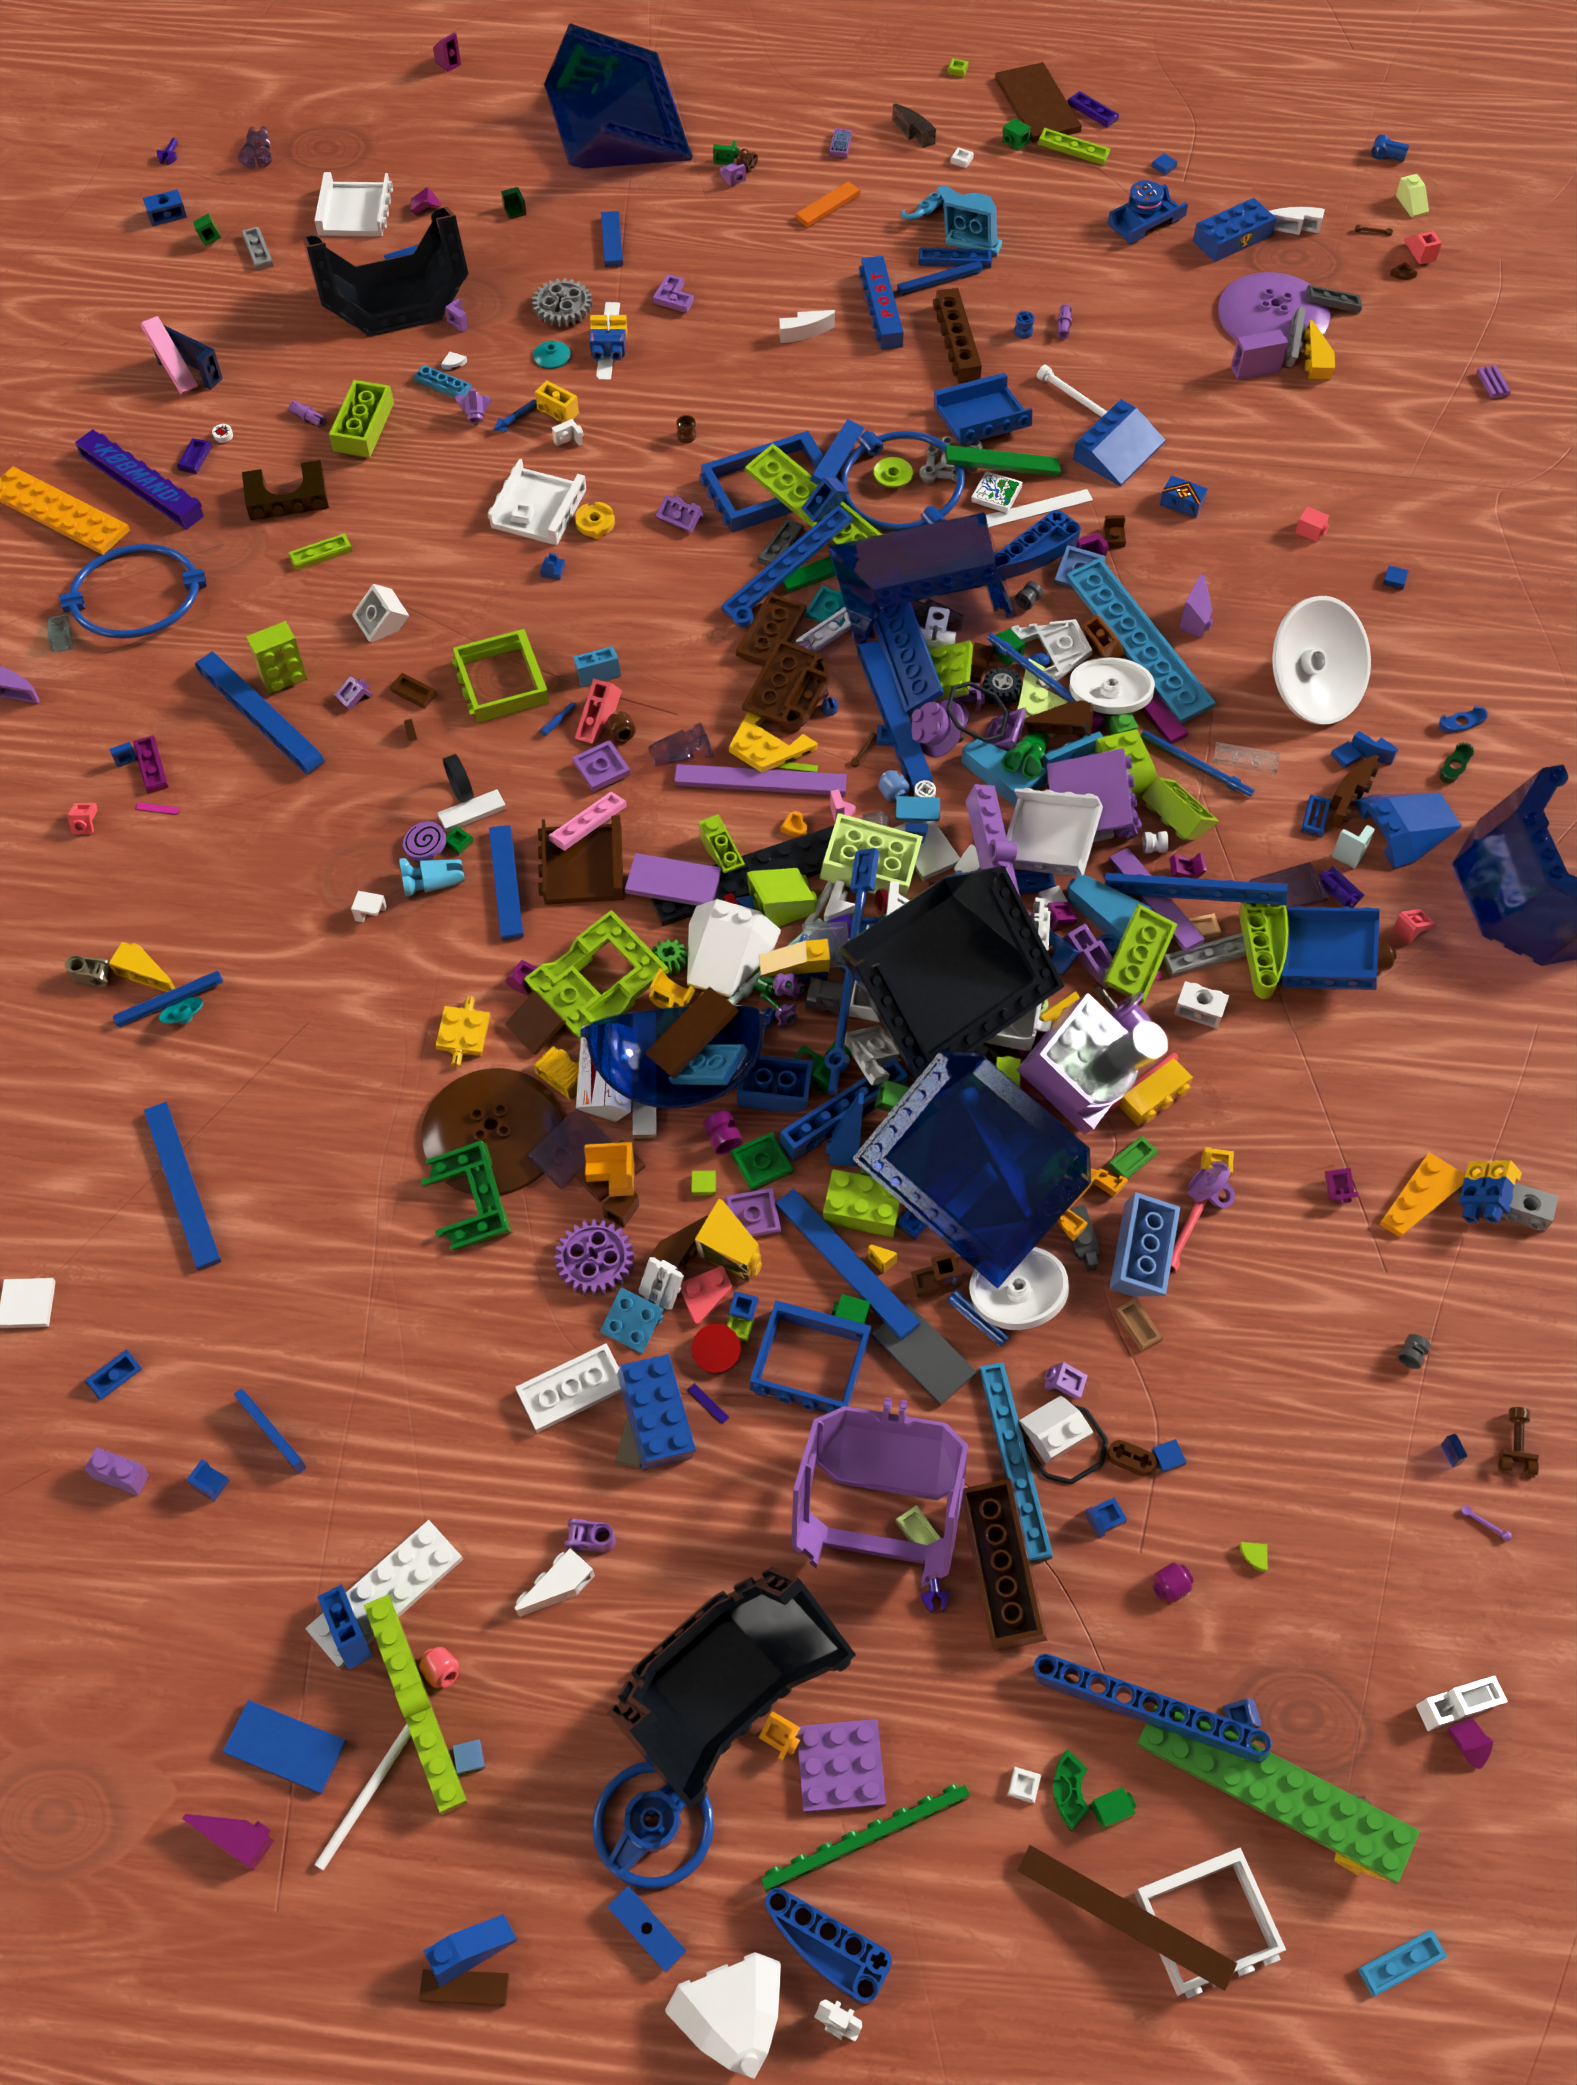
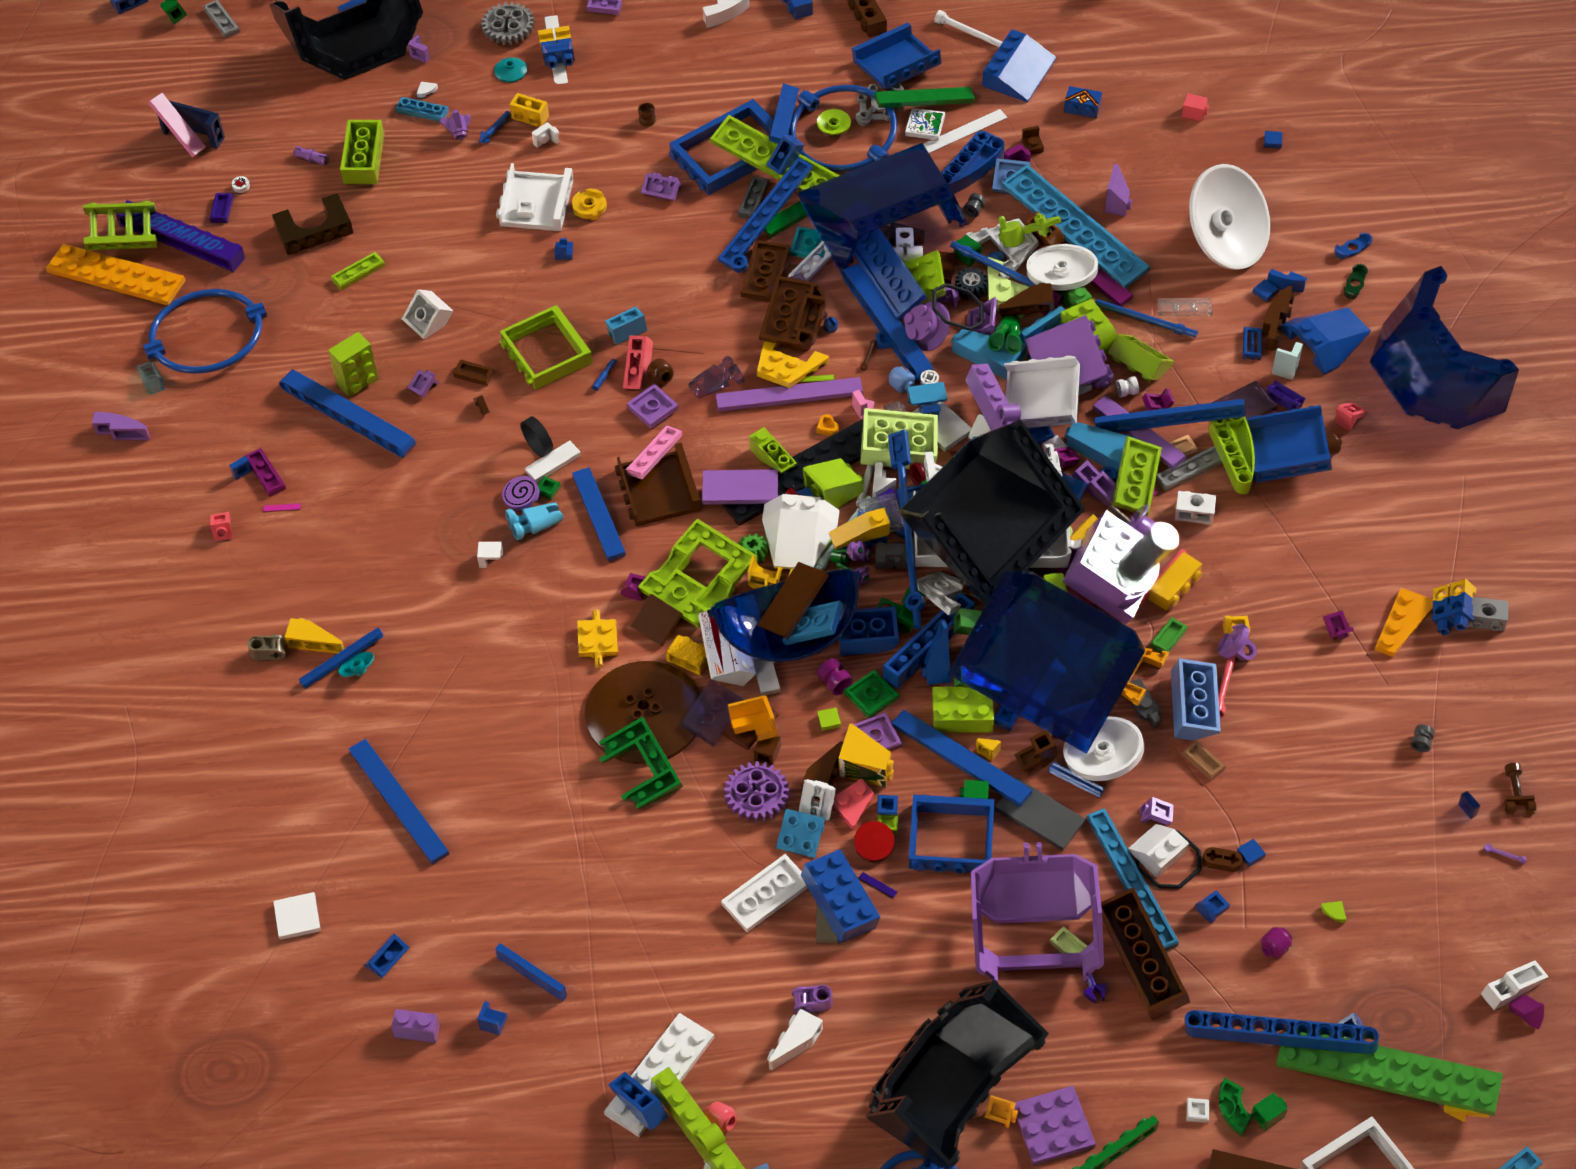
camera: 10 degrees left, 5 degrees down
(76, 475) = (129, 240): none -> lime fence
(1063, 636) = (1013, 234): none -> lime piece

